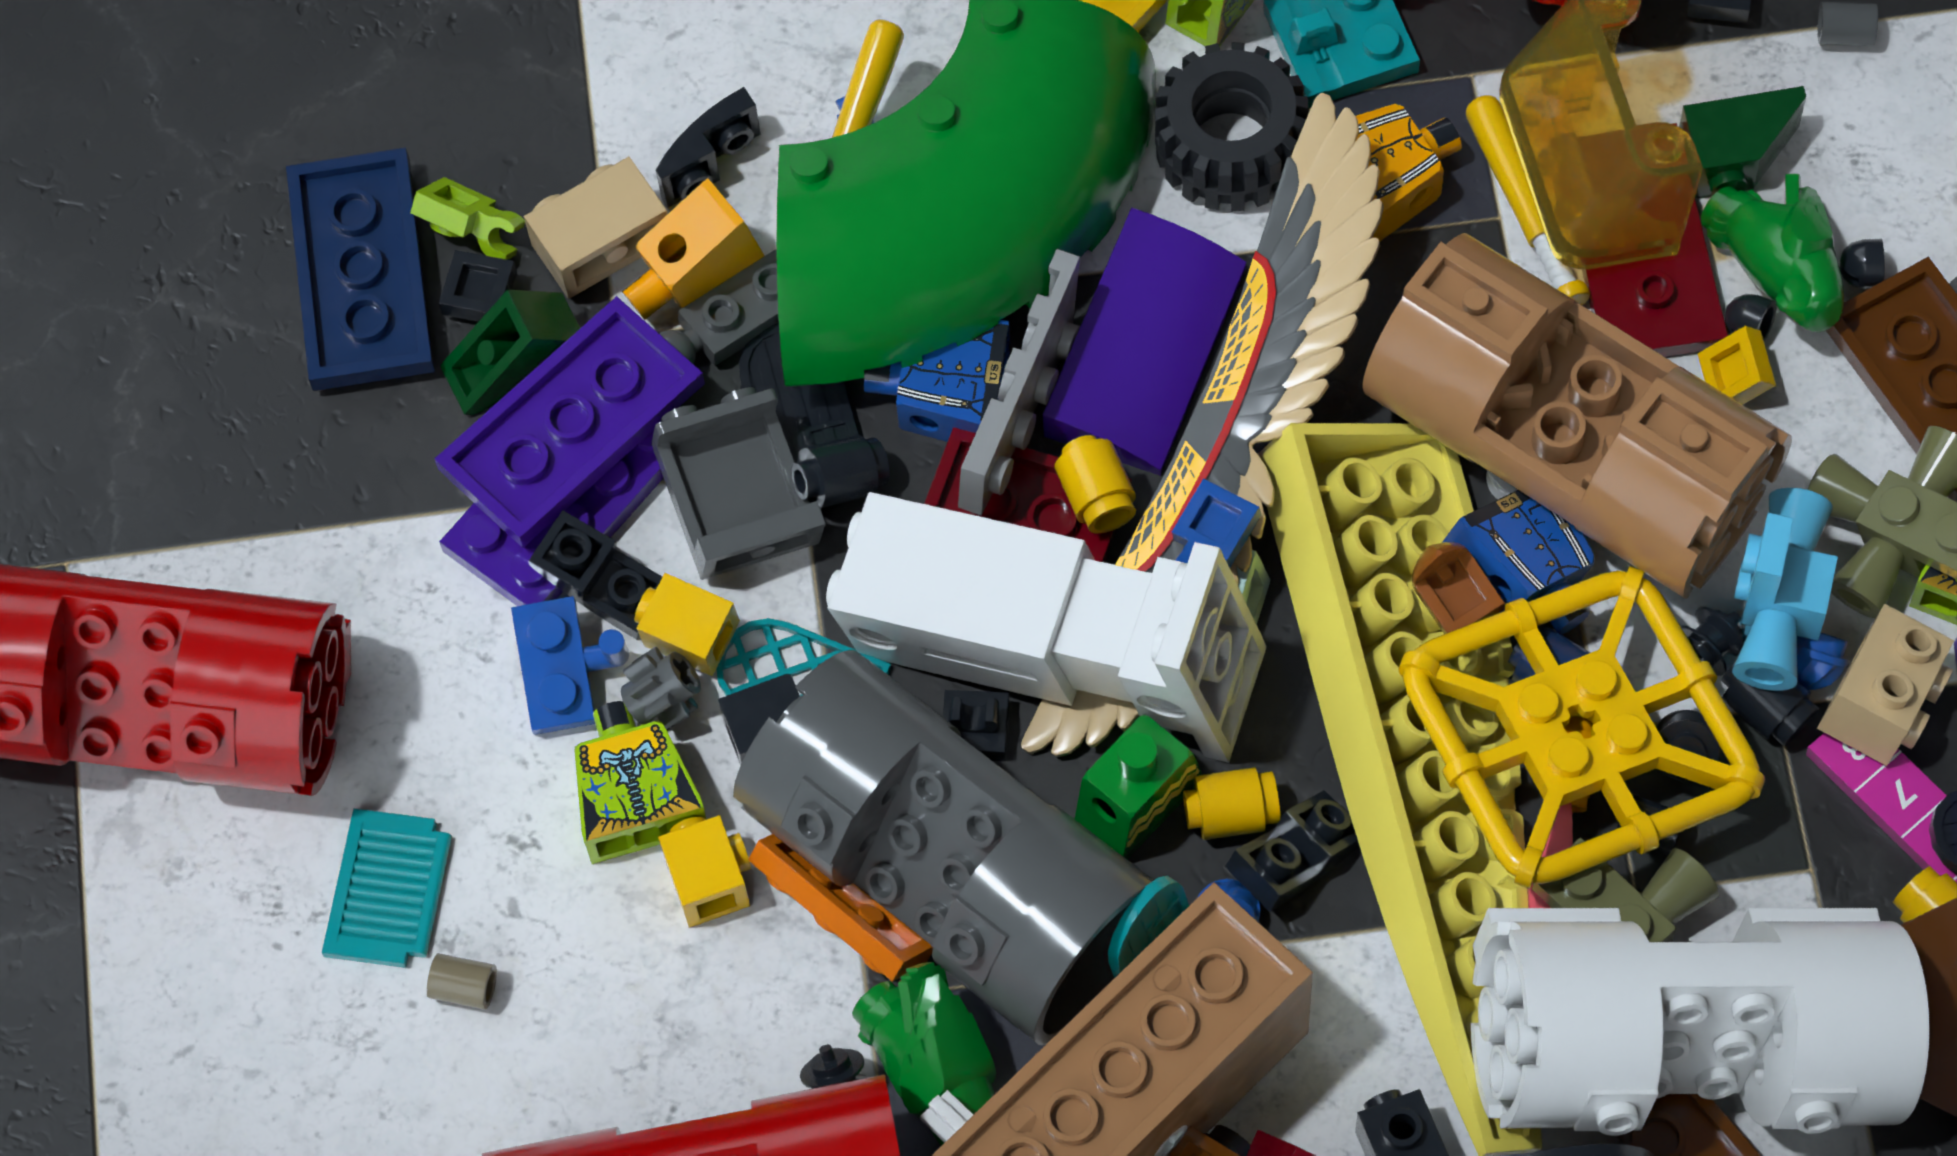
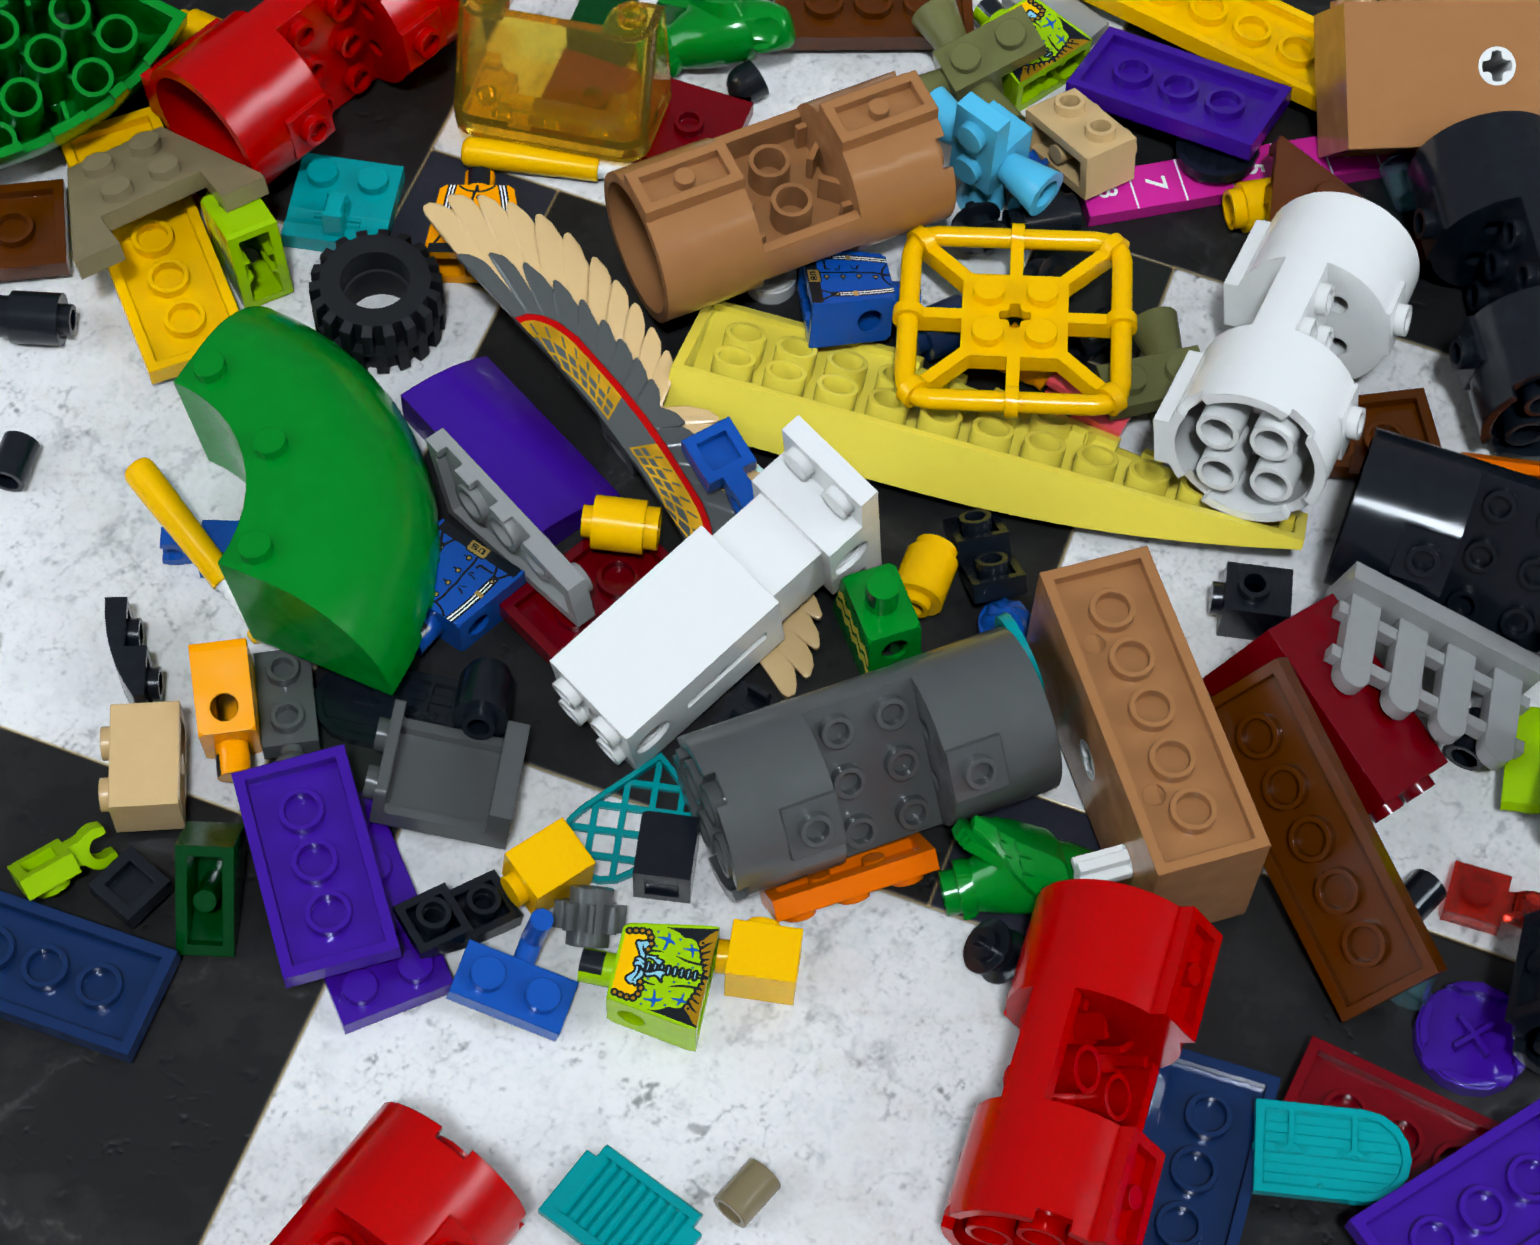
camera: 70 degrees left, 5 degrees down
(1454, 587) = (858, 344): dark orange plate -> none
(1738, 365) = (779, 97): yellow plate -> none

